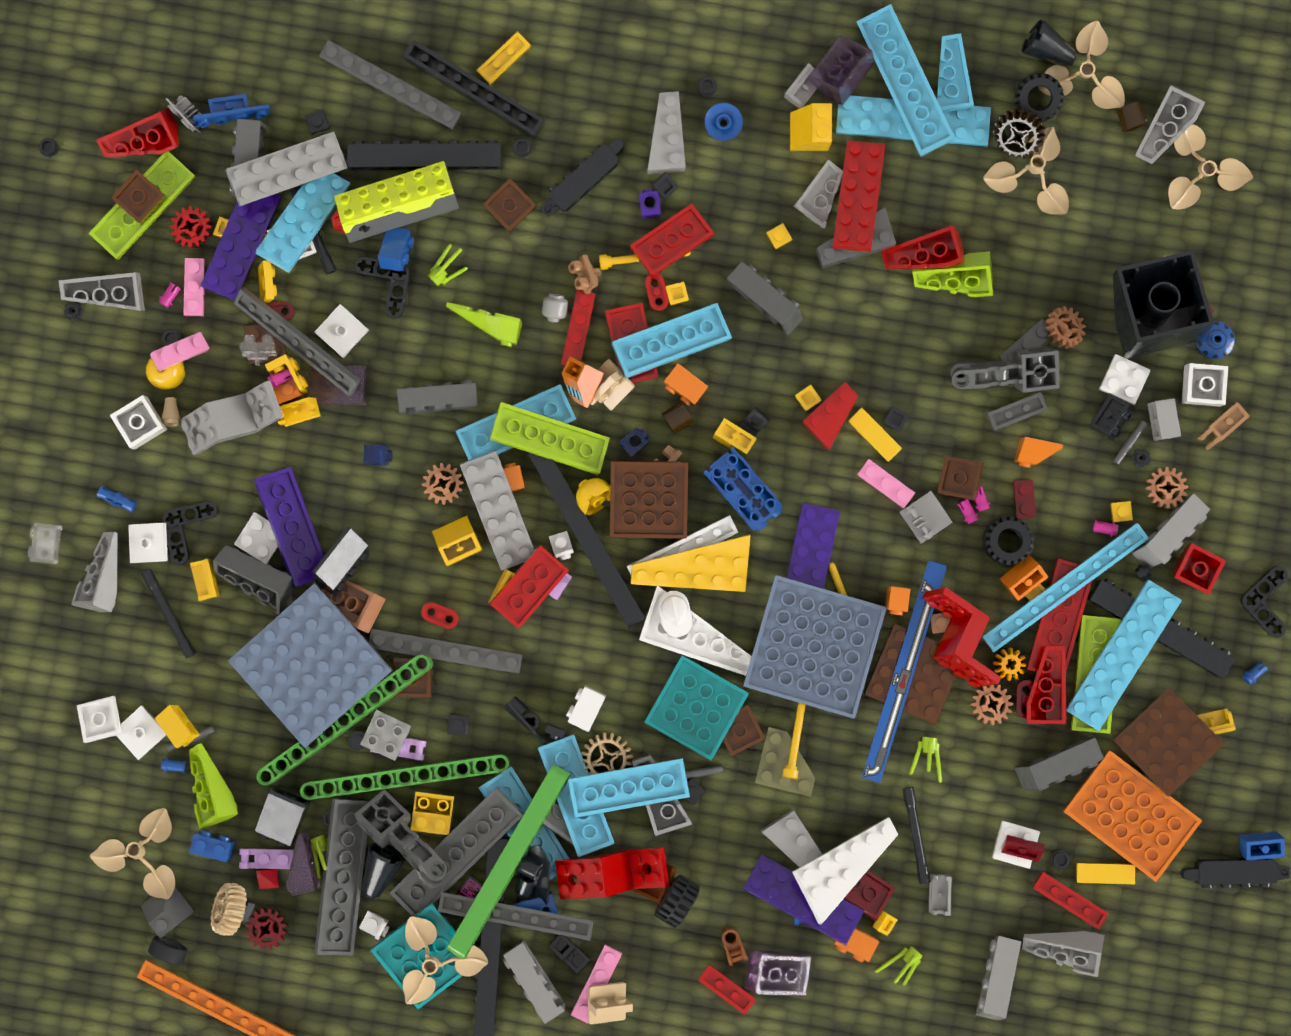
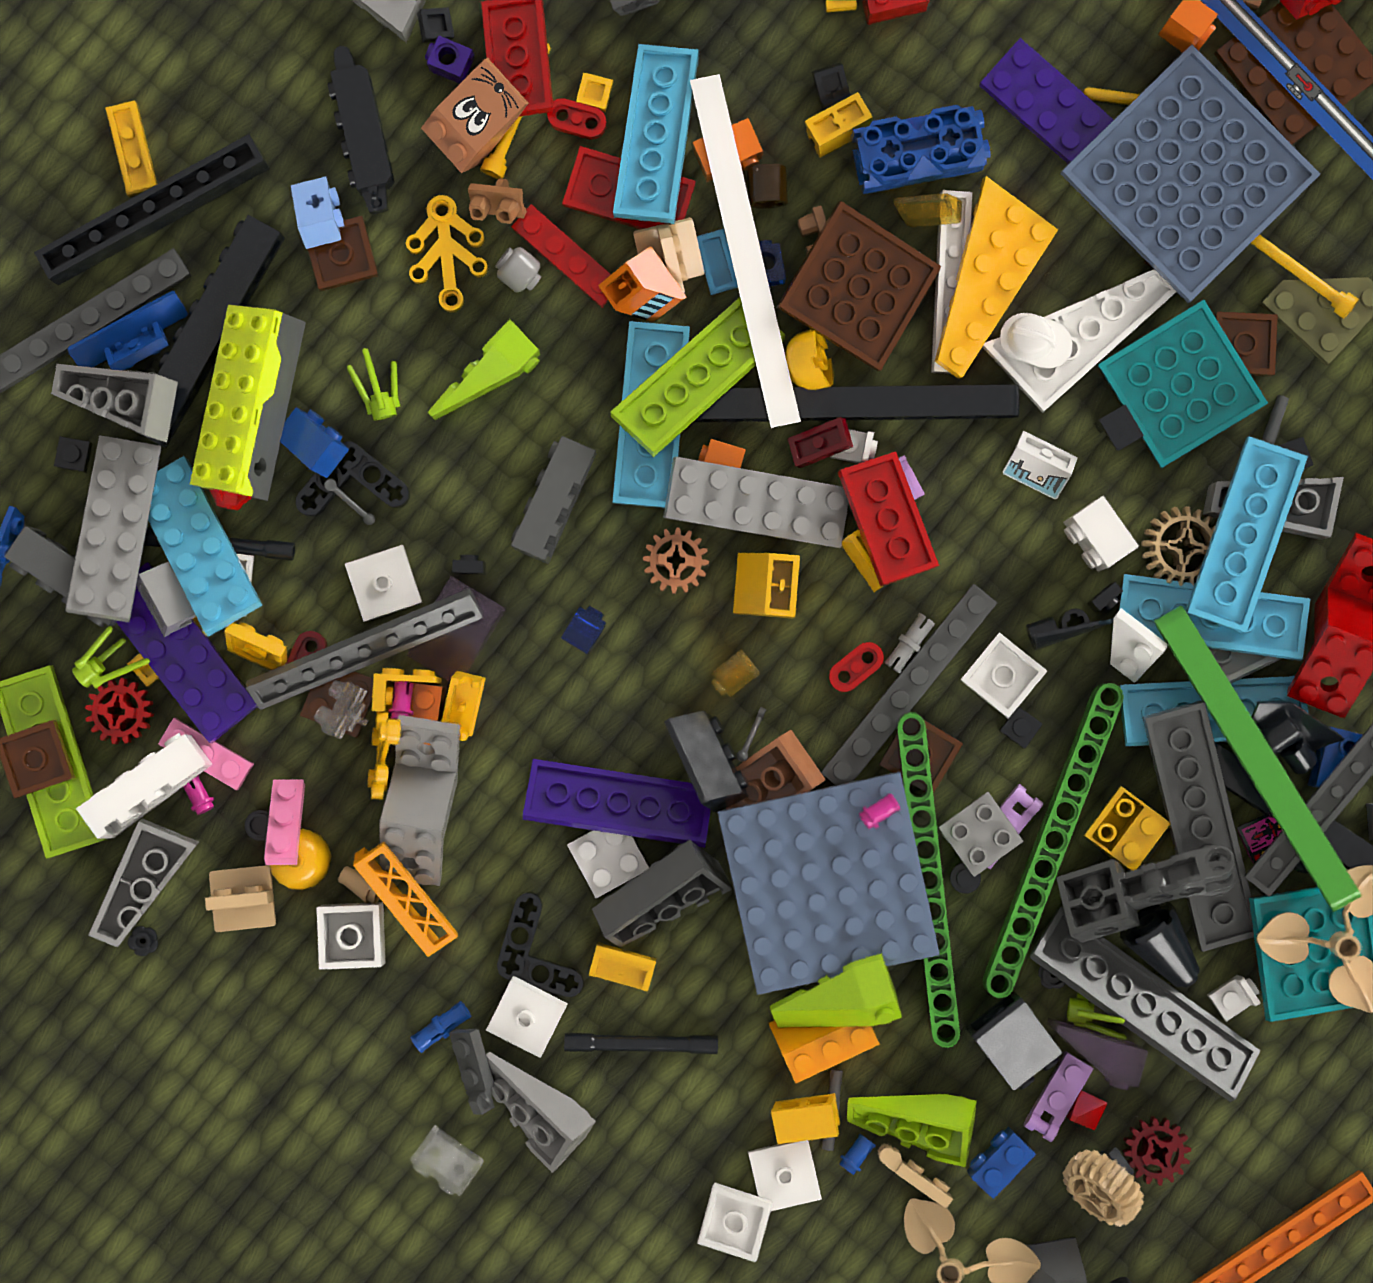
camera: 60 degrees left, 0 degrees up
(103, 530) = (473, 1069): none -> dark grey hinge
(126, 351) = (241, 898): none -> tan bracket
(155, 265) = (144, 787): none -> white wedge
(170, 440) = (400, 903): none -> light orange fence
(179, 802) = (913, 1174): none -> tan hinge
(204, 198) = (90, 671): none -> lime plant
(228, 710) = (820, 1048): none -> light orange slope
(255, 380) = (384, 733): none -> yellow plant
(257, 716) = (854, 998): none -> lime wedge
(264, 217) = (165, 598): none -> light grey hinge
(355, 580) = (742, 755): none -> dark grey hinge
(360, 136) = (126, 397): none -> light grey wedge
(362, 670) = (879, 811): none -> dark pink pin
(377, 372) = (469, 565): none -> black plate
(378, 271) = (331, 485): none -> dark grey hinge
(397, 117) = (130, 337): none -> blue bracket
(398, 551) = (734, 674): none -> clear yellow slope
(470, 637) = (909, 643): none -> light grey pin
(480, 699) = (1003, 675): none -> white plate
(521, 147) = (270, 192): black plate -> none
(522, 180) = (316, 212): none -> light blue brick
(534, 760) = (1133, 646): none -> white wing
(545, 261) = (446, 248): none -> yellow plant
(552, 526) = (820, 442): none -> dark red plate
(609, 654) = (1040, 465): none -> white panel
(621, 414) = (717, 262): none -> dark azure tile
(623, 236) = (475, 116): none -> nougat slope
(633, 425) = (745, 251): none -> white sticker
(652, 686) = (1119, 427): none -> black panel
(713, 514) = (929, 209): none -> clear yellow slope

